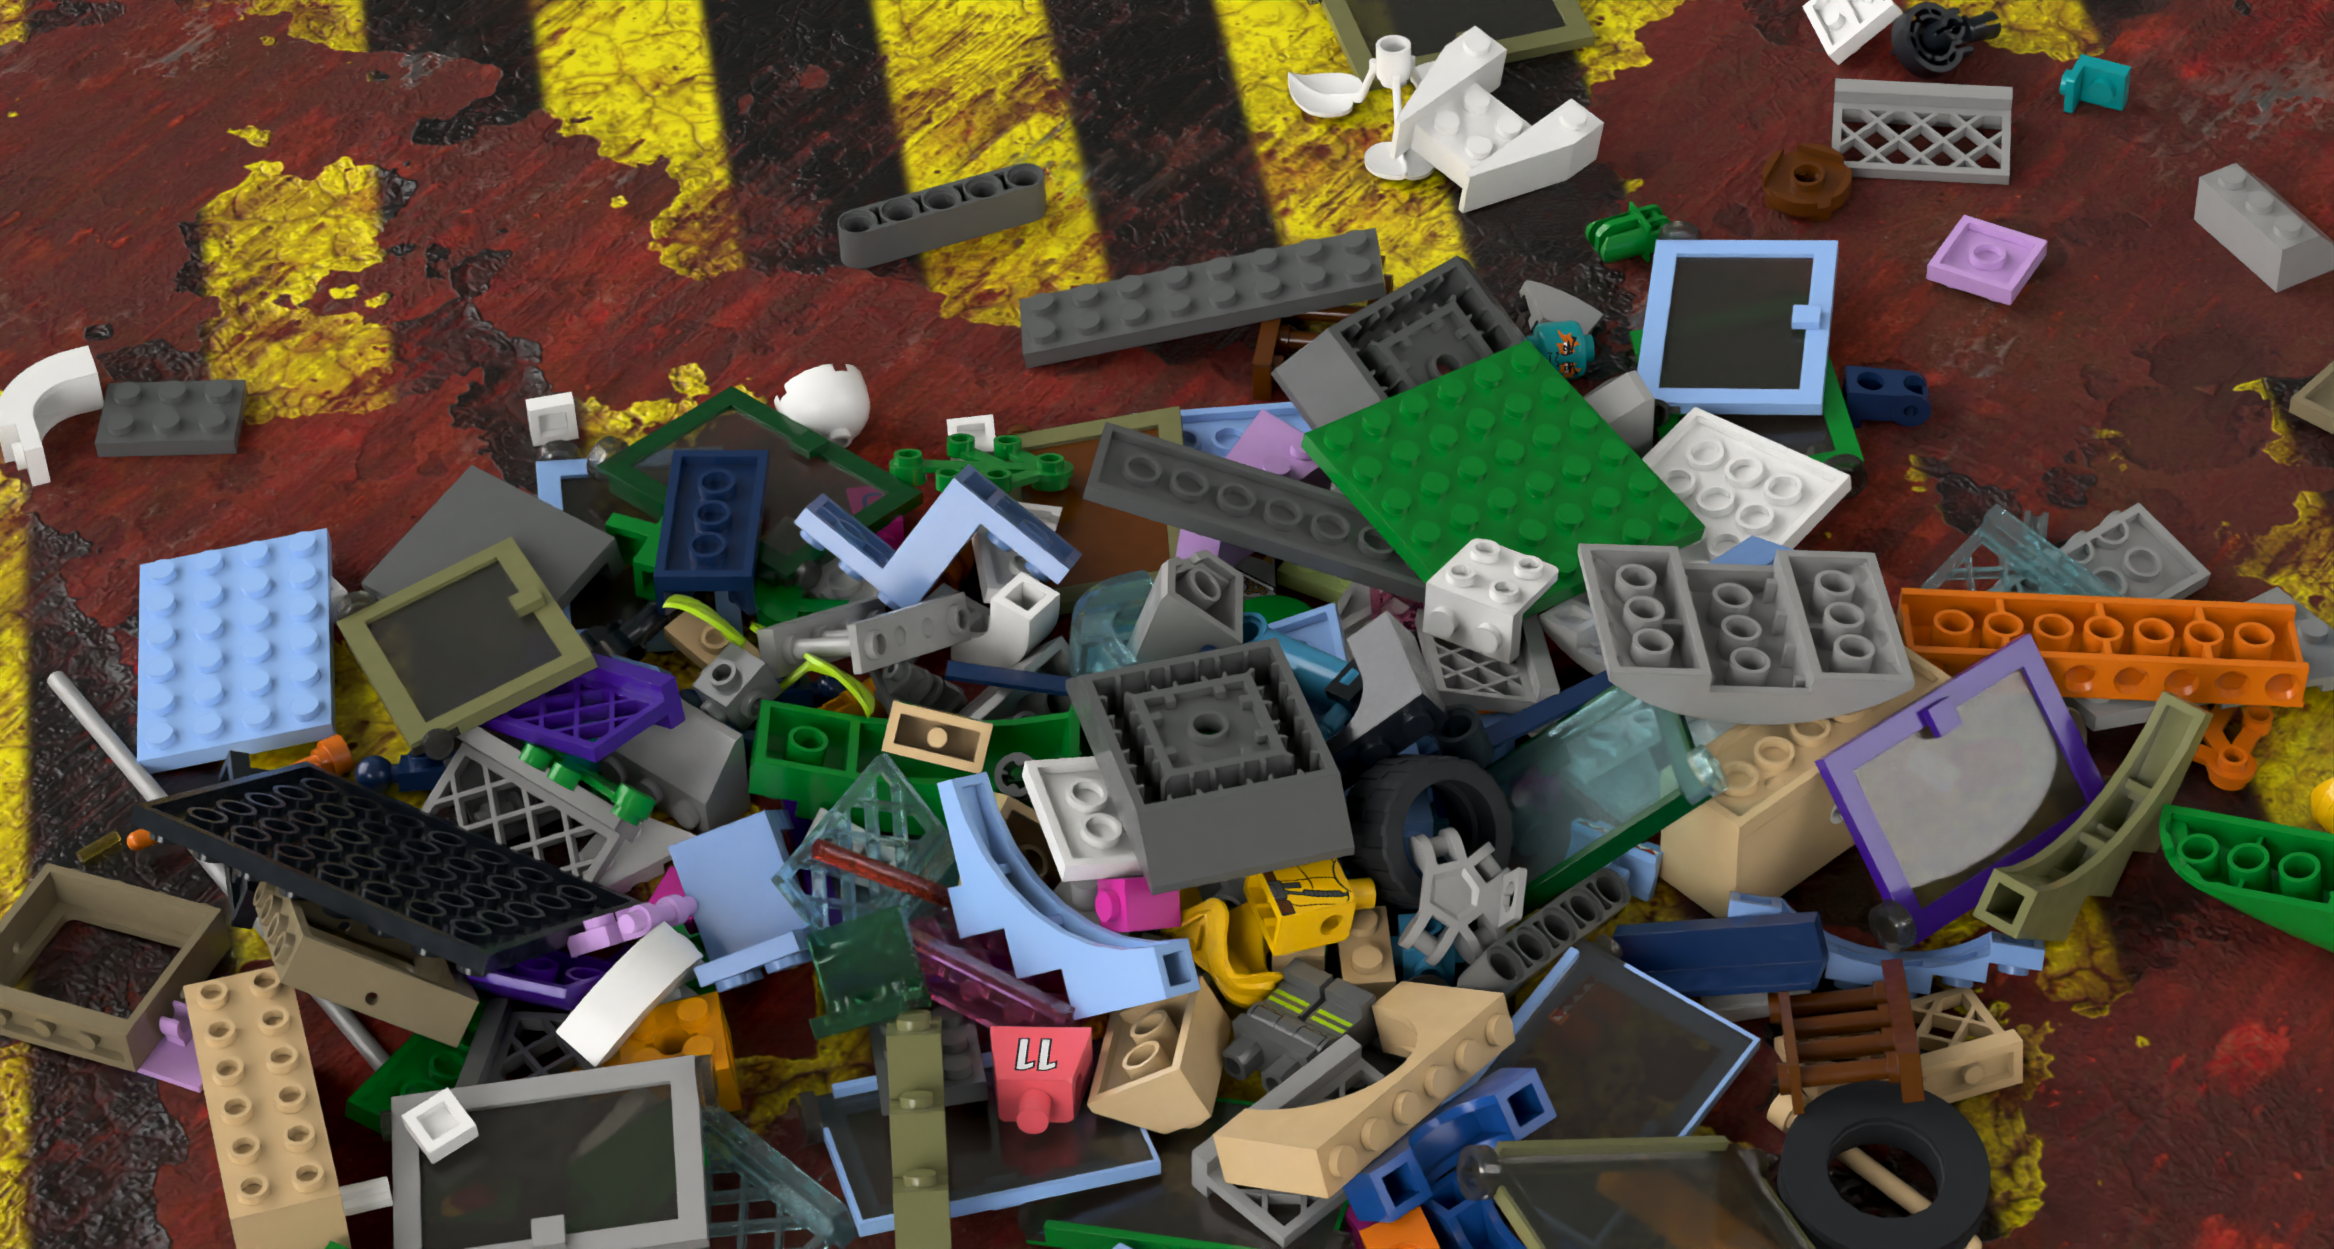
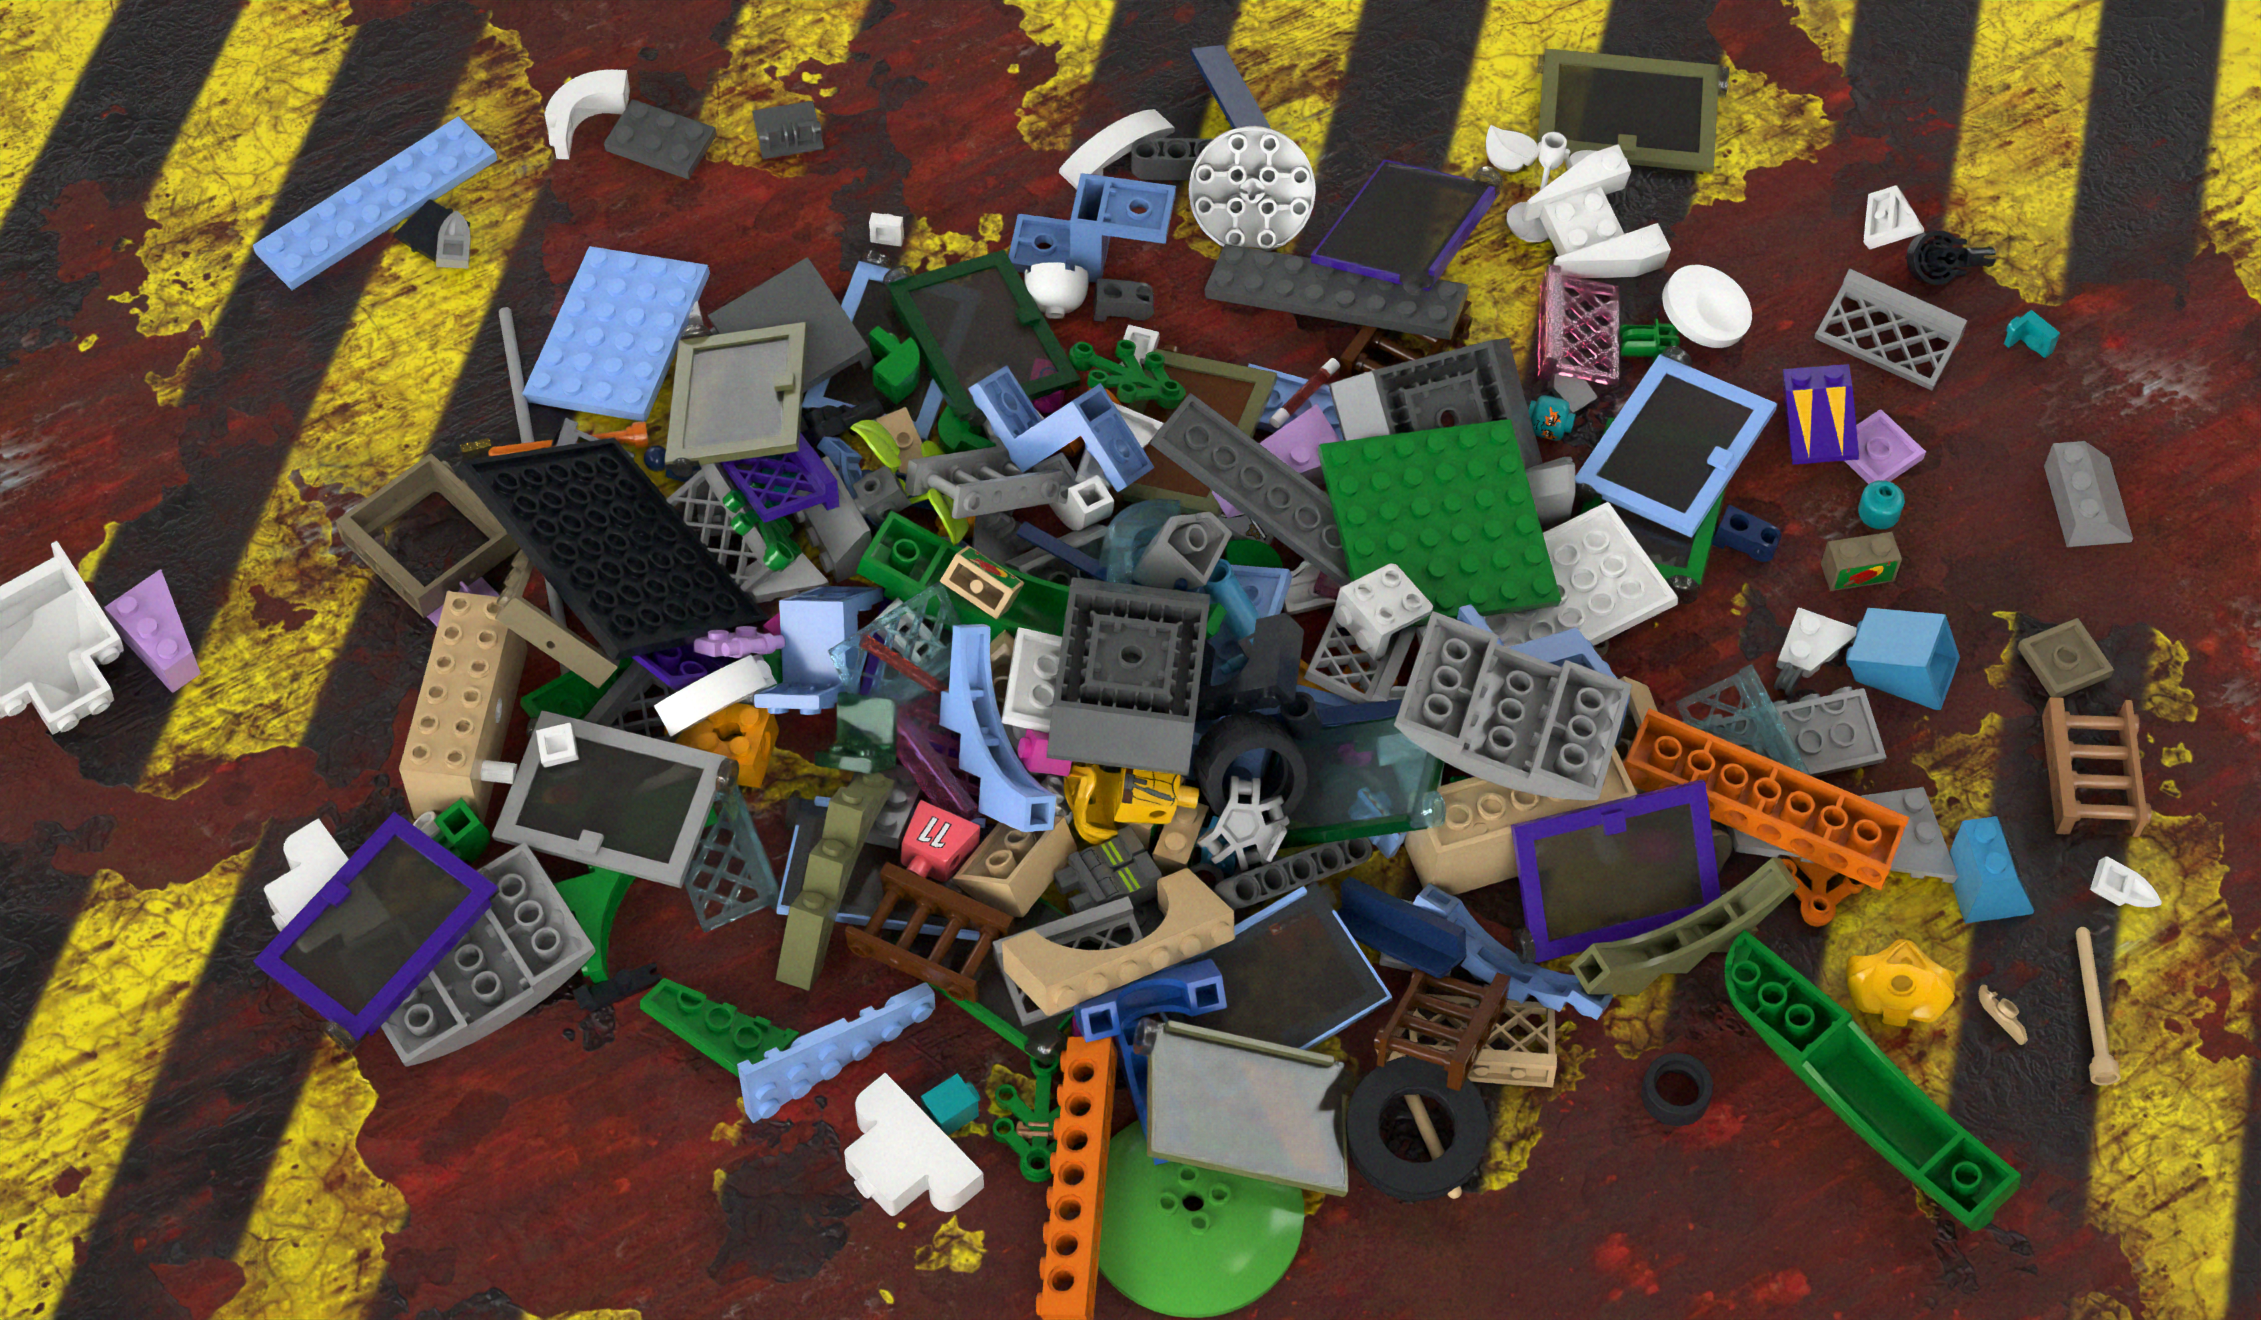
camera: 20 degrees right, 15 degrees up
(349, 353) = (788, 129): none -> dark grey hinge
(712, 525) = (929, 360): dark blue plate -> none
(798, 242) = (1113, 144): none -> white slope
(844, 285) = (1099, 211): none -> medium blue bracket
(918, 398) = (1122, 299): none -> dark grey leg
(933, 132) = (1228, 87): none -> dark blue panel
(1002, 775) = (1012, 622): dark grey bush -> none
(1028, 215) = (1252, 188): none -> white bracket
(1094, 1133) = (930, 899): none -> reddish brown fence
(1230, 412) = (1304, 392): none -> clear red bar
(1253, 196) = (1408, 224): none -> clear smoke door
(1504, 255) = (1552, 343): none -> clear pink fence
(1681, 175) = (1707, 306): none -> white piece
(1814, 199) = (1787, 356): reddish brown plate -> none
(1895, 237) = (1820, 414): none -> dark purple slope
(2030, 311) = (1881, 504): none -> teal head
(2039, 482) = (1814, 641): none -> white wing
(2043, 378) = (1861, 561): none -> dark tan brick
(2161, 455) = (1905, 655): none -> dark azure slope
(2182, 1051) = (1679, 1064): none -> black tyre

